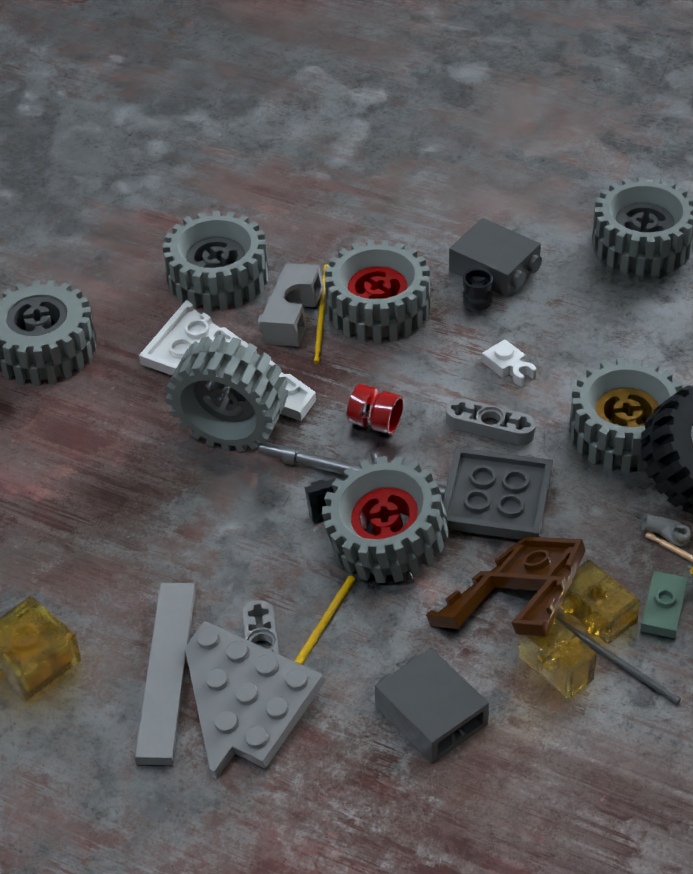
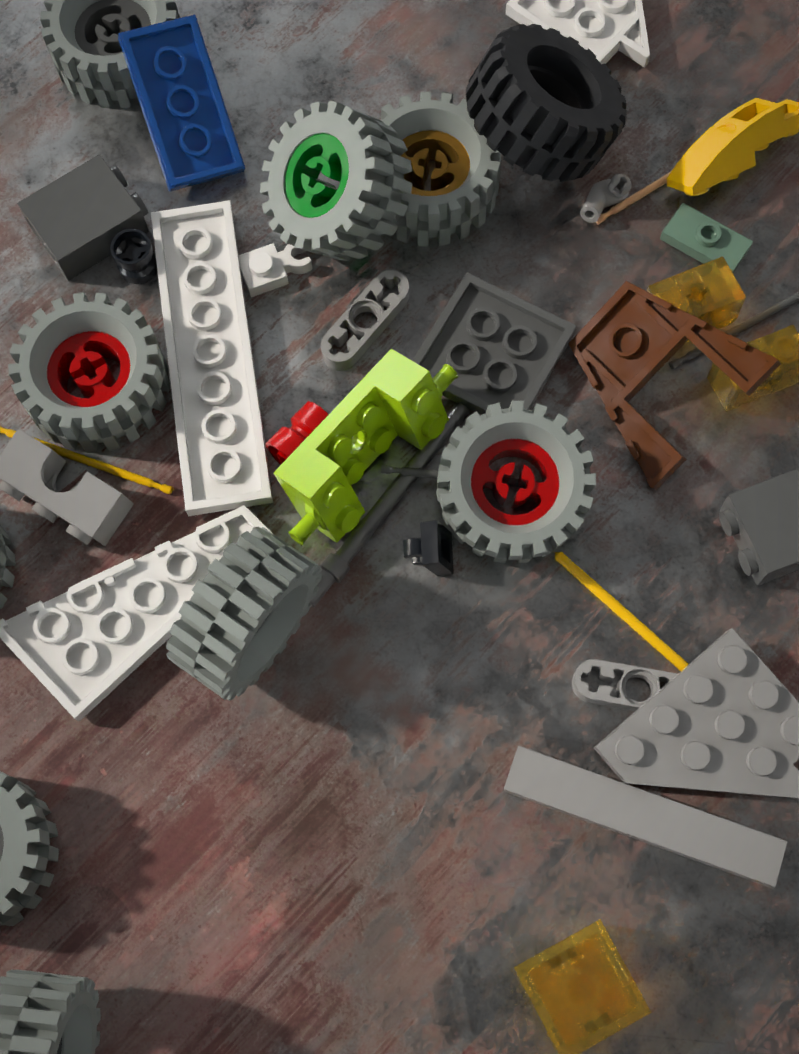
camera: 70 degrees left, 25 degrees up
(348, 416) = (387, 403): none -> lime brick
(422, 347) = (210, 360): none -> white plate
(573, 353) = (347, 149): none -> light grey wheel
(602, 269) = (181, 102): none -> blue tile

